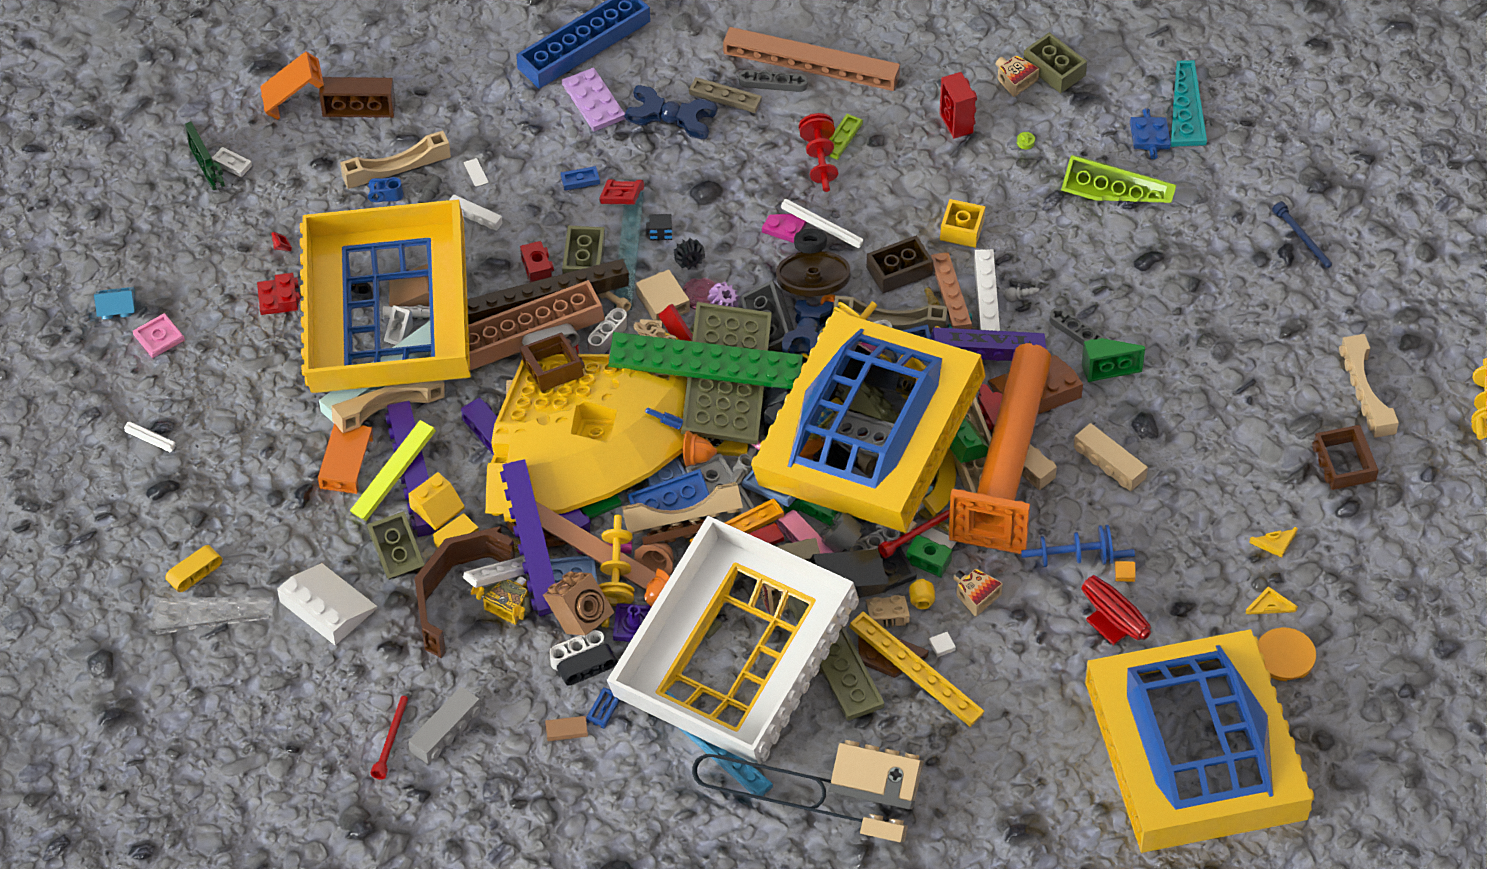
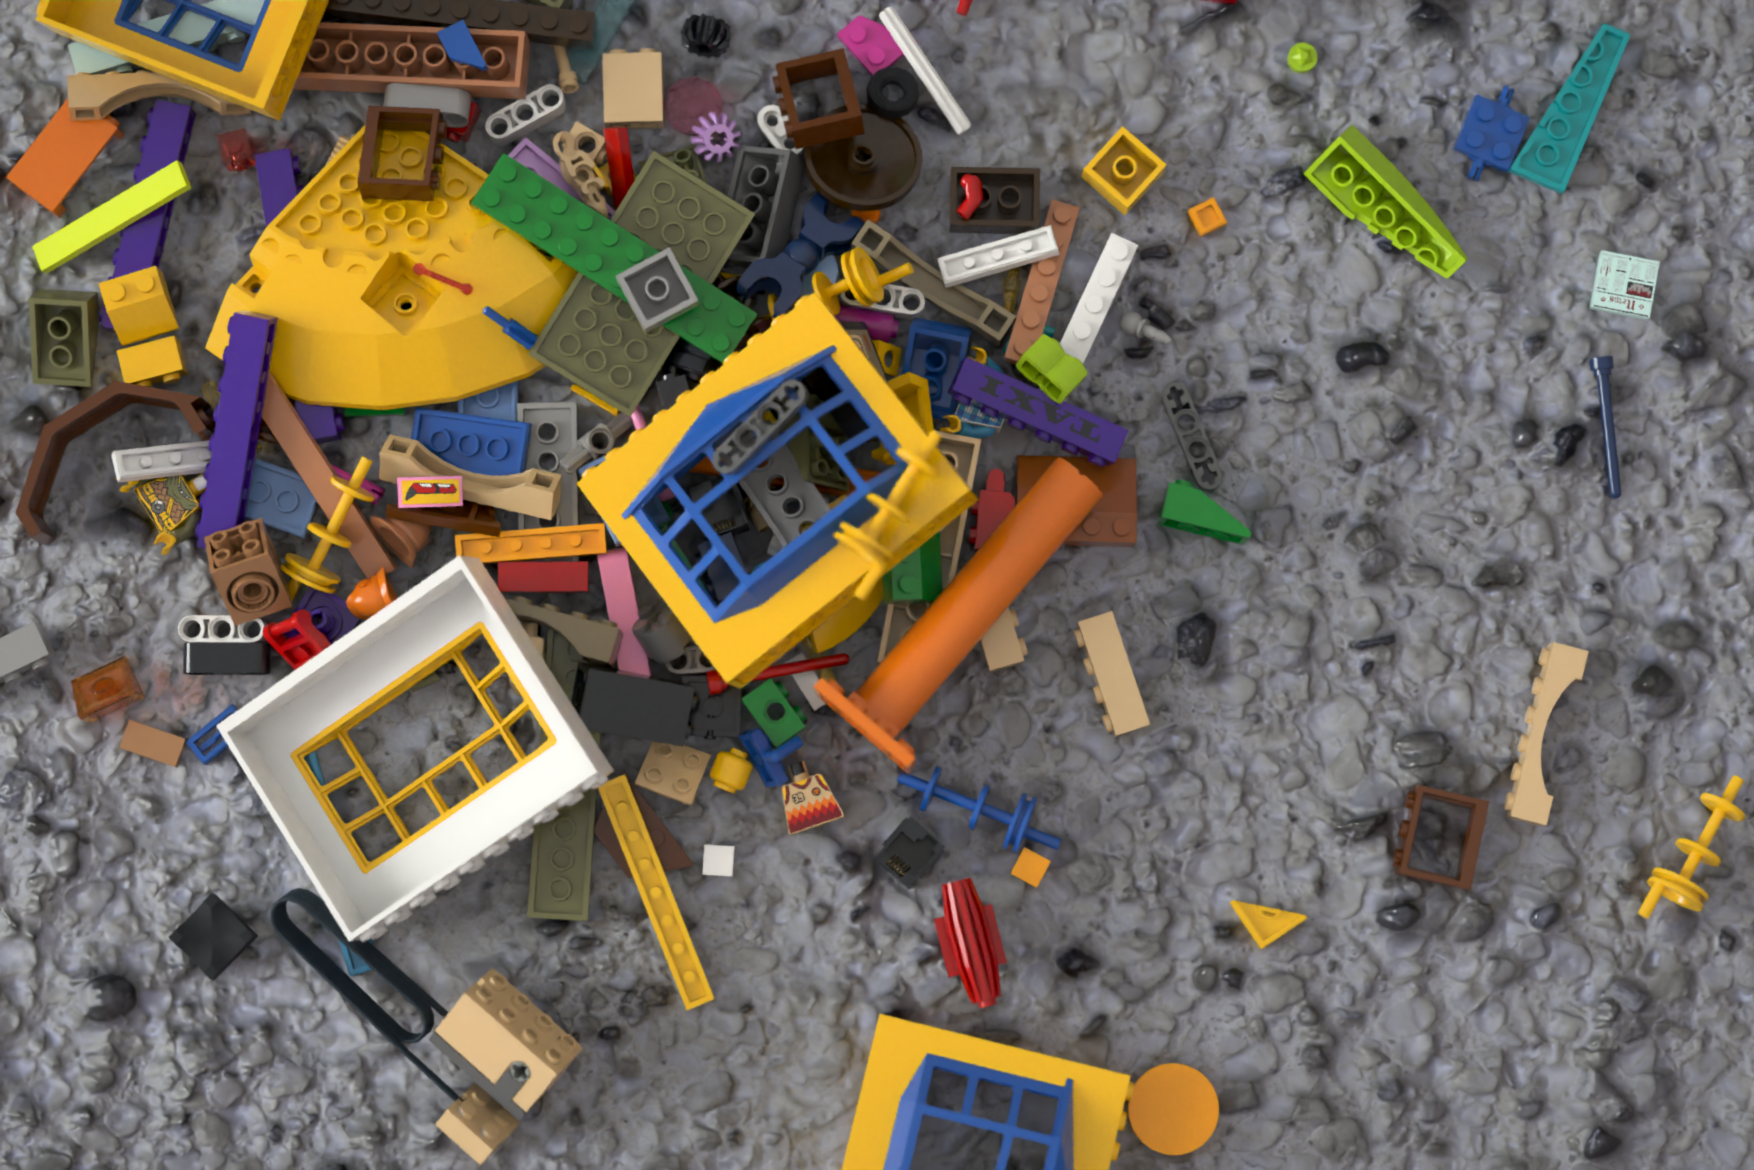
camera: 25 degrees right, 30 degrees up
(447, 413) = (236, 150): none -> clear red brick
(524, 711) = (106, 690): none -> clear orange slope
(556, 299) = (461, 46): none -> blue tile
(597, 404) = (419, 269): none -> clear red hinge
(630, 629) = (301, 647): none -> red plate
(663, 808) = (213, 936): none -> black brick
(664, 517) = (429, 491): none -> slope
(697, 449) = (537, 390): orange piece -> none
(742, 355) = (657, 290): none -> light grey brick
(754, 278) = (775, 134): none -> white plate
(793, 254) = (824, 128): none -> reddish brown window
(842, 373) = (757, 424): none -> dark grey beam
(888, 258) = (974, 195): none -> red arm
(918, 287) = (998, 256): none -> white tile
(937, 574) = (766, 761): none -> blue plate
(940, 396) = (865, 543): none -> yellow piece
(986, 316) = (1052, 368): none -> lime brick
(1021, 230) = (1207, 217): none -> light orange tile
(1051, 585) = (909, 852): none -> black piece
(1267, 171) = (1624, 285): none -> light aqua tile
(1271, 602) = (1200, 1016): yellow tile -> none

